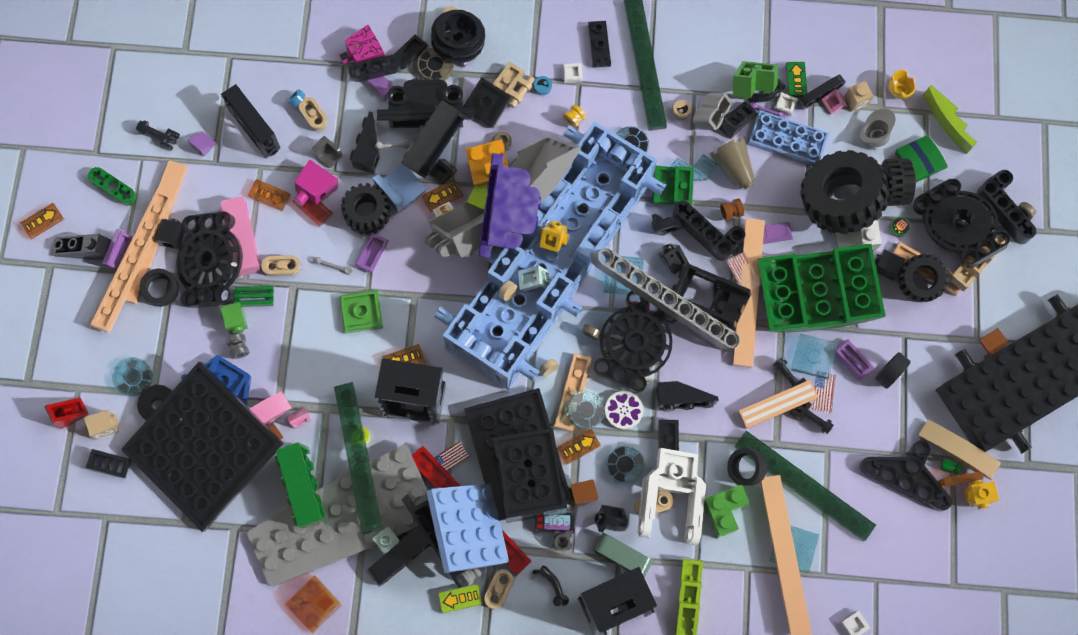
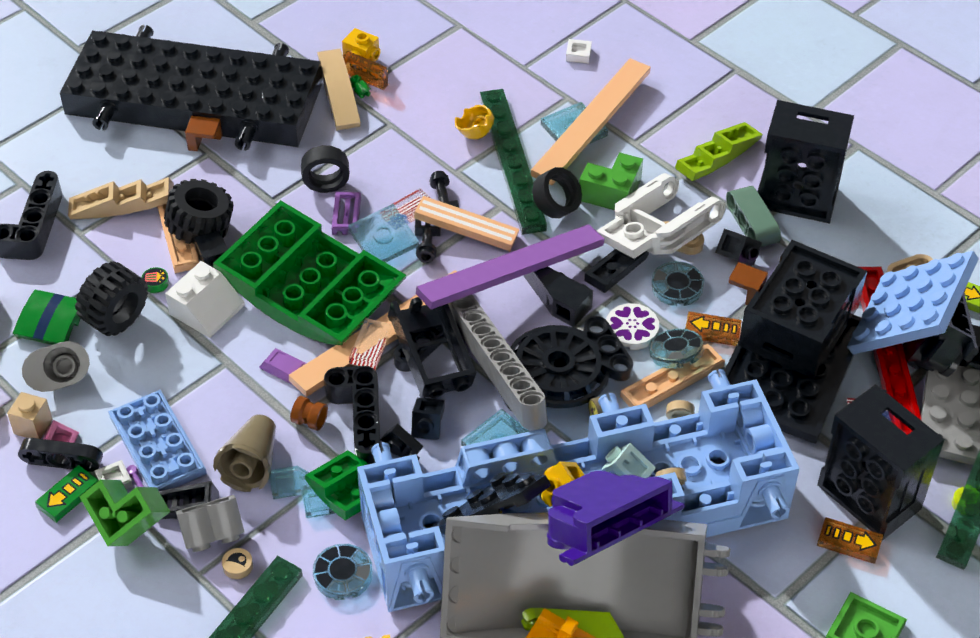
camera: 135 degrees left, 25 degrees down
(548, 574) = (844, 248): black piece -> none
(575, 196) = (504, 492): none -> black plate
(715, 378) = (509, 266): none -> medium lavender tile
(840, 170) = (173, 281): black tyre -> none
(851, 489) = (475, 122): none -> yellow hair
(920, 479) = (409, 114): black beam -> none
(963, 236) = (112, 241): black piece -> none
(1027, 209) = (19, 201): dark tan tile -> none

